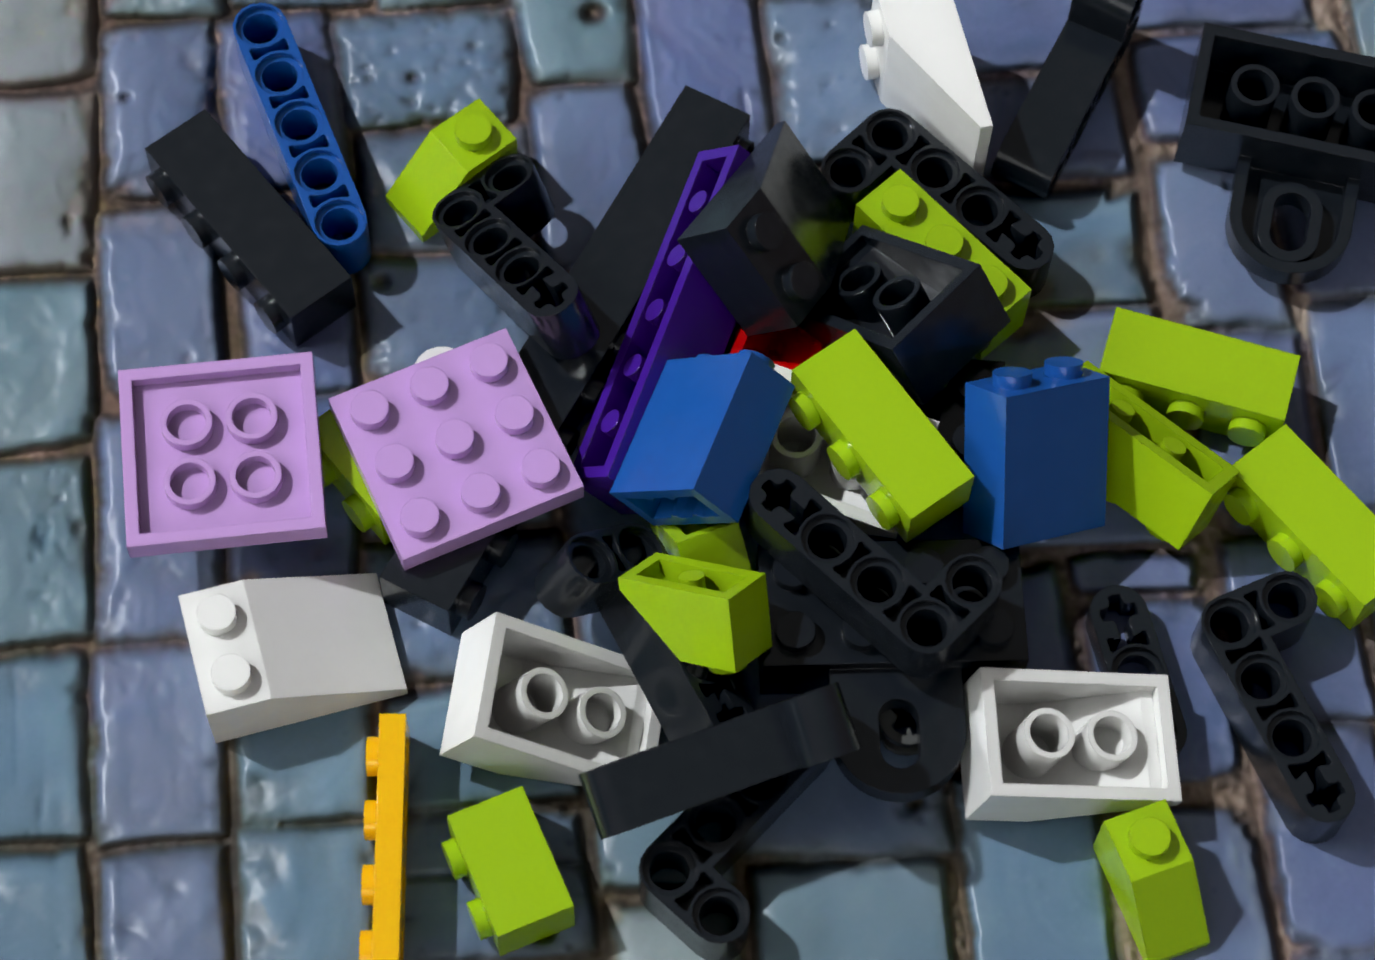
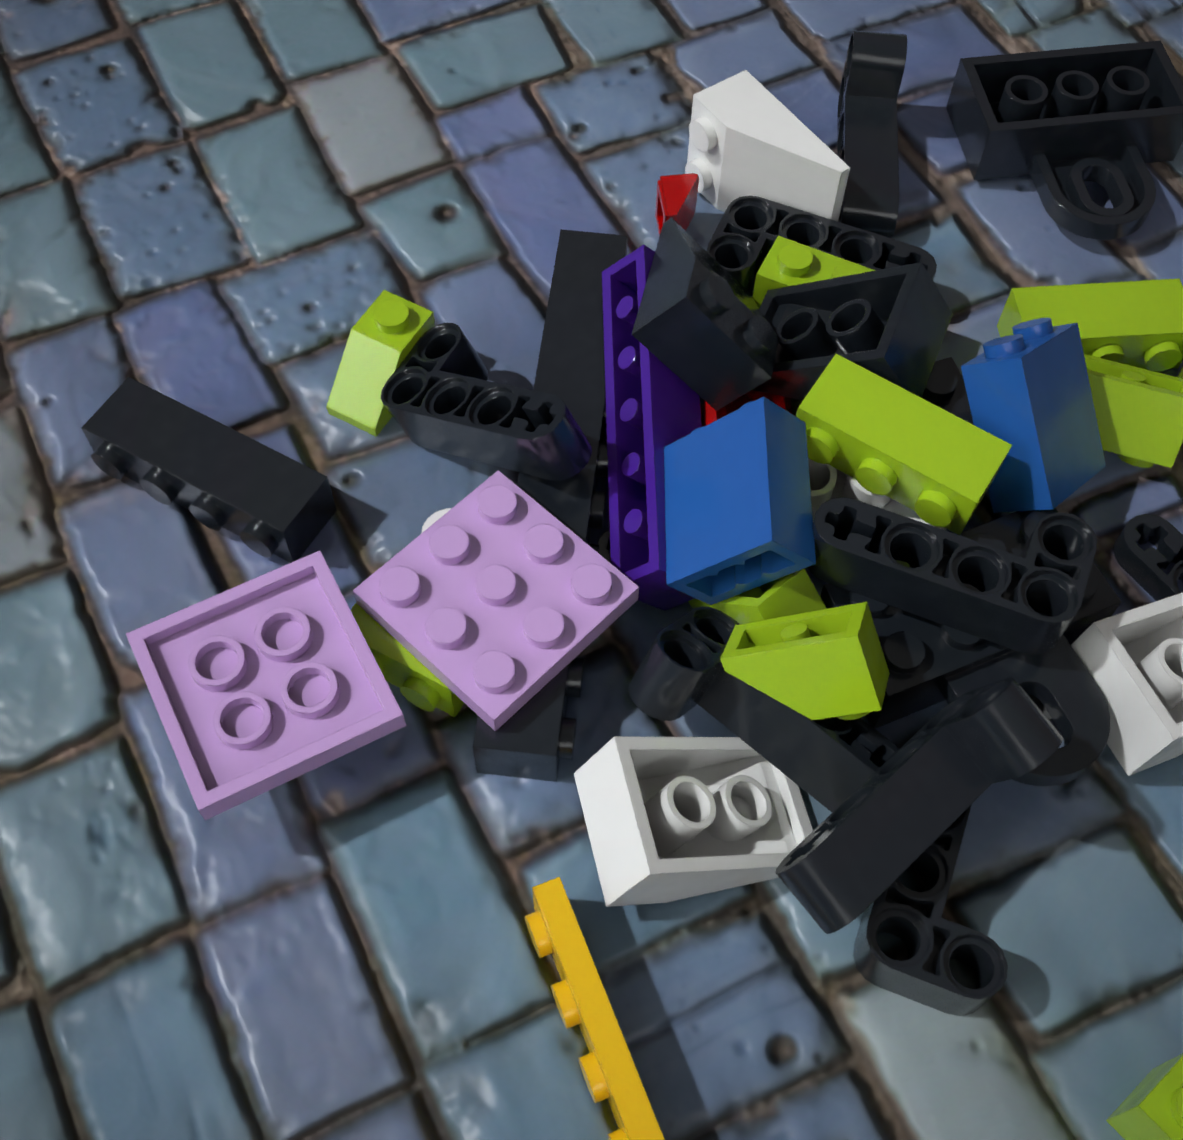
camera: 20 degrees left, 5 degrees down
(290, 650) = (403, 857): white slope -> none
(297, 114) = (227, 372): blue beam -> none
(509, 872) = (731, 1004): lime brick -> none
(827, 92) = (676, 199): none -> red slope

